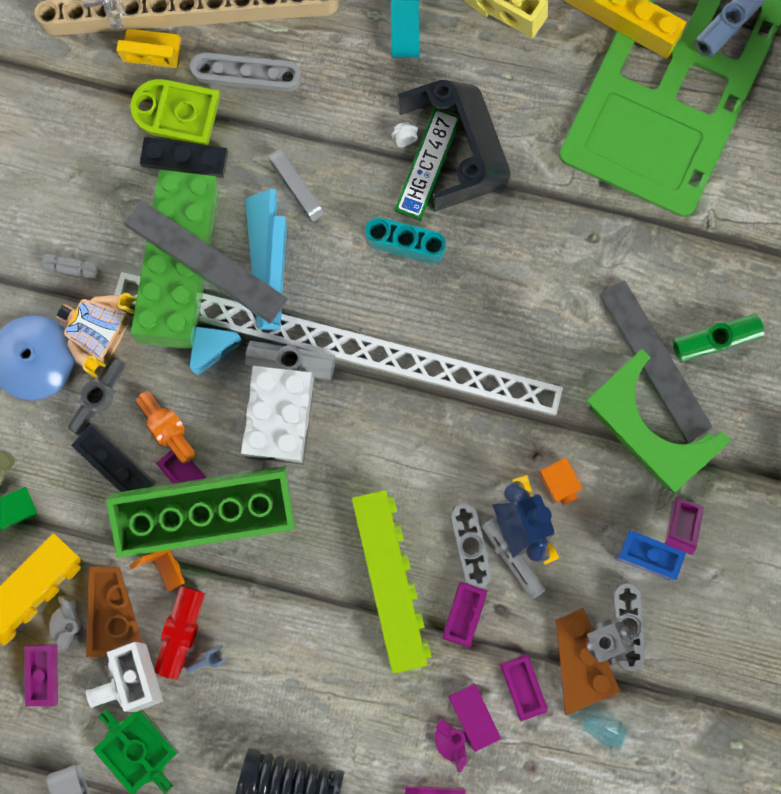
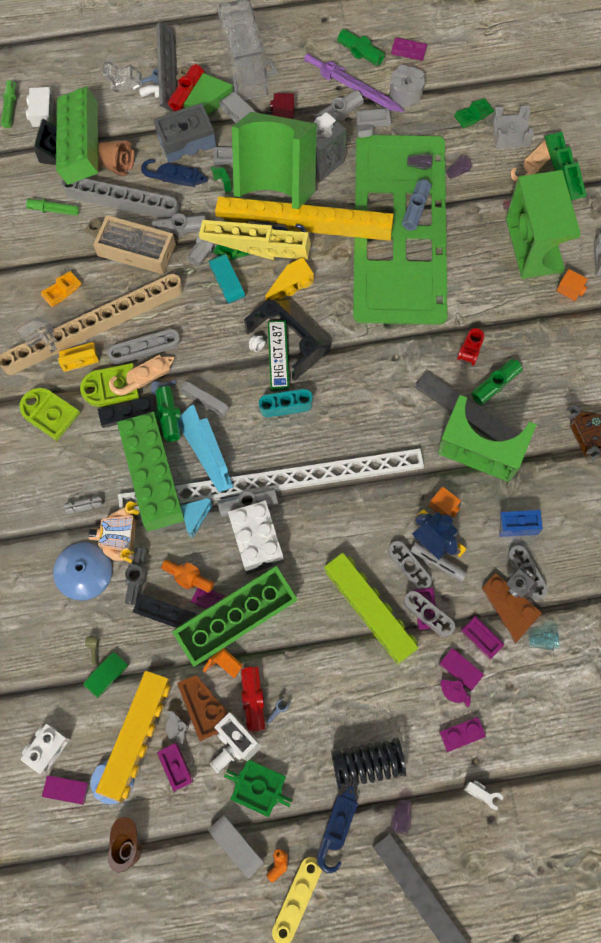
camera: 25 degrees left, 10 degrees down
(76, 113) = (49, 412): none -> lime plate
(205, 261) = (171, 461): flat silver tile -> none
(226, 114) = (143, 374): none -> light nougat plate
(235, 186) = (168, 414): none -> green piece
(238, 139) = (155, 385): none -> sand blue hand
(481, 643) = (413, 609): none -> light grey beam
(499, 58) = (293, 278): none -> yellow slope
(684, 525) = (531, 496): magenta tile -> none
(703, 274) = (470, 350): none -> red piece

